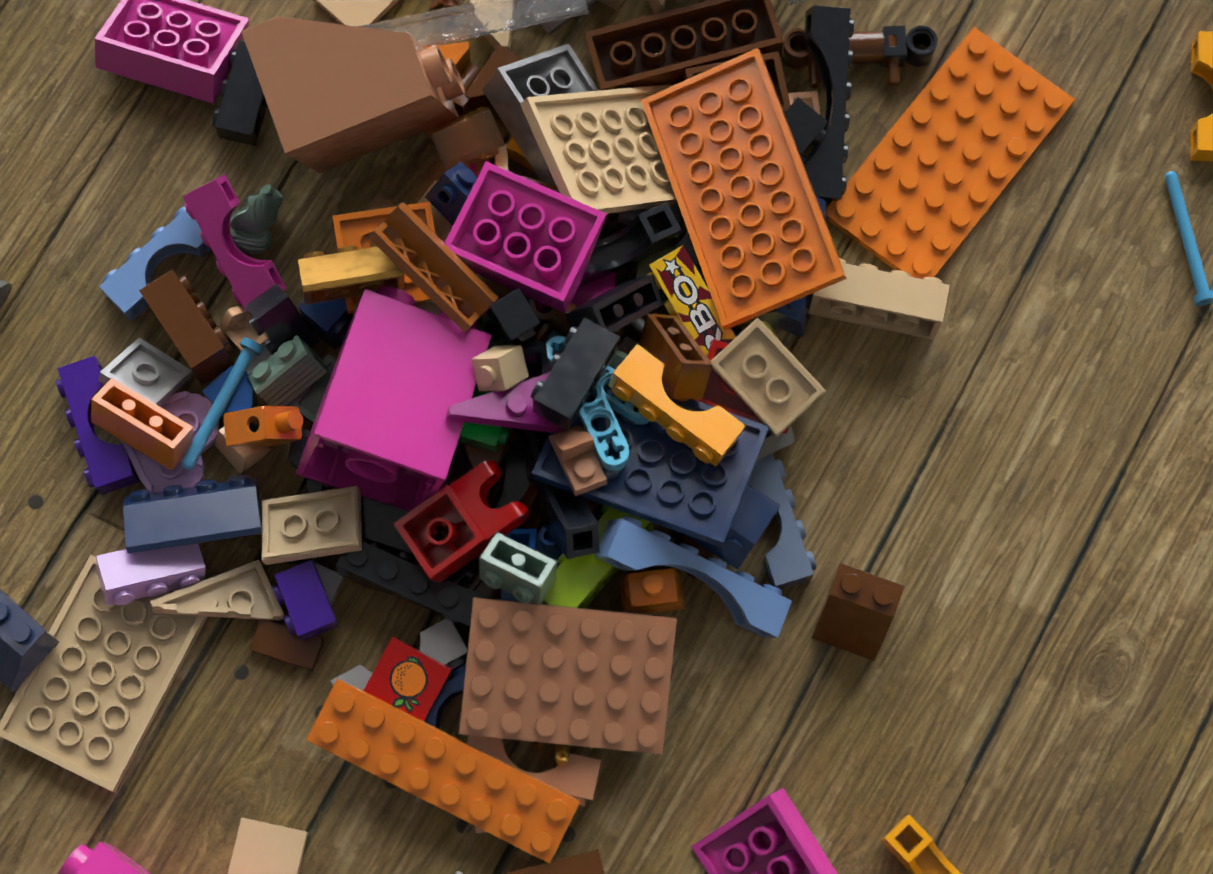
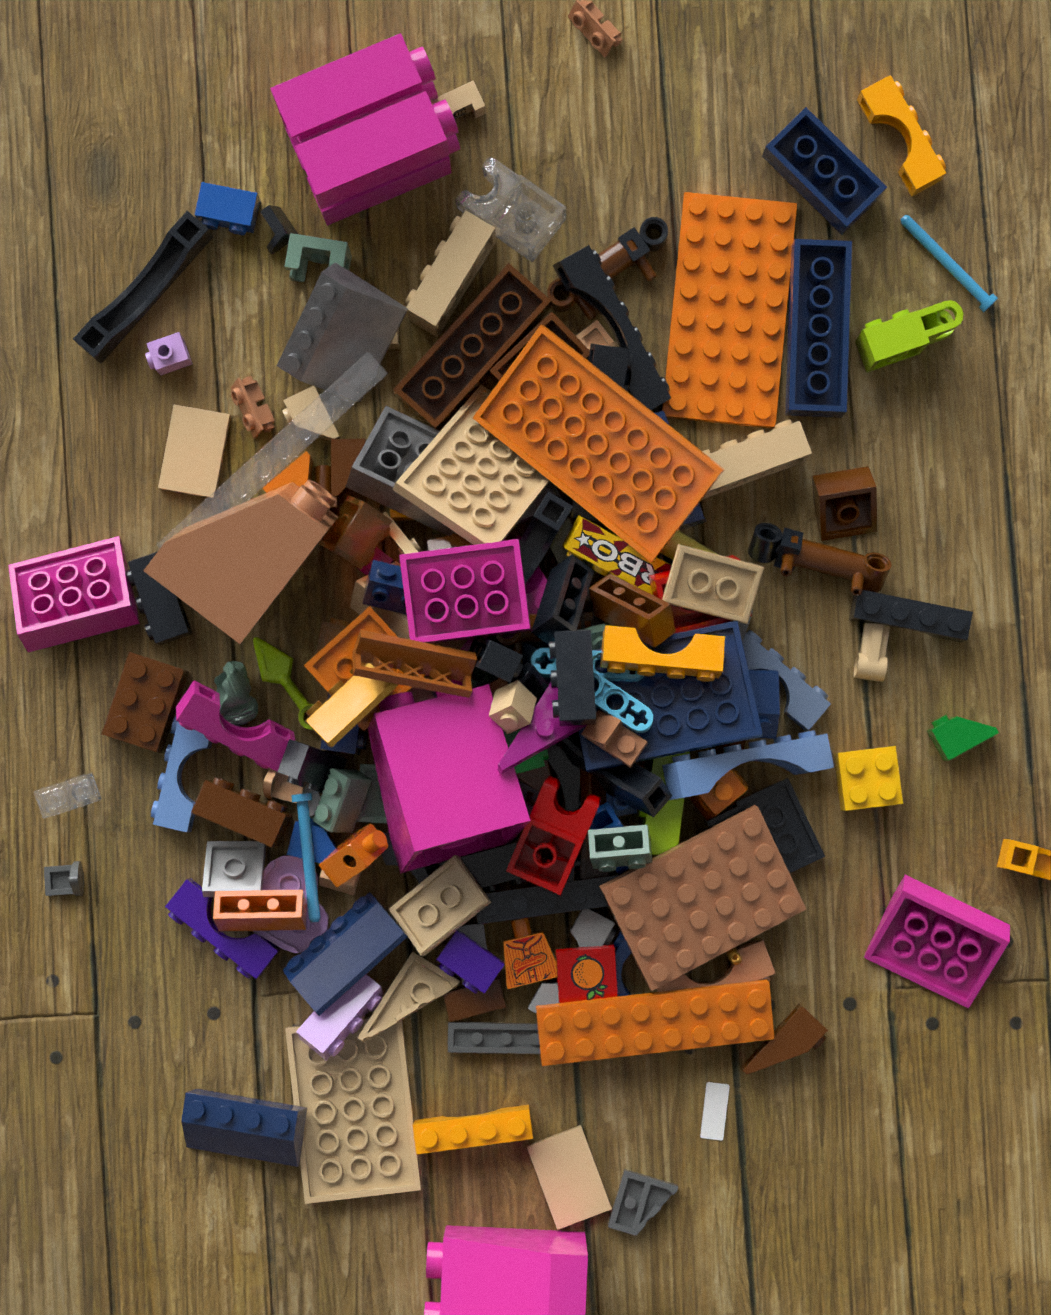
camera: 30 degrees left, 10 degrees up
(41, 215) = (67, 795): none -> clear slope
(166, 172) = (145, 702): none -> reddish brown brick
(201, 765) = (471, 1131): none -> light orange arch
(277, 689) = (493, 1037): none -> dark grey plate
(310, 221) = (276, 668): none -> lime piece
(363, 631) = (527, 956): none -> orange torso
(696, 667) = (786, 824): none -> black plate
(805, 671) = (868, 778): none -> yellow brick
(857, 611) = (880, 712): reddish brown slope -> none
(868, 408) = (791, 550): none -> reddish brown piece
(888, 552) = (871, 660): none -> tan piece
(922, 686) = (957, 735): none -> green slope
(947, 398) = (845, 503): none -> reddish brown slope
(964, 556) = (912, 615): none -> black arch
(1023, 220) = (818, 328): none -> dark blue brick
(1106, 275) = (906, 334): none -> lime brick
(1118, 83) = (824, 171): none -> dark blue brick

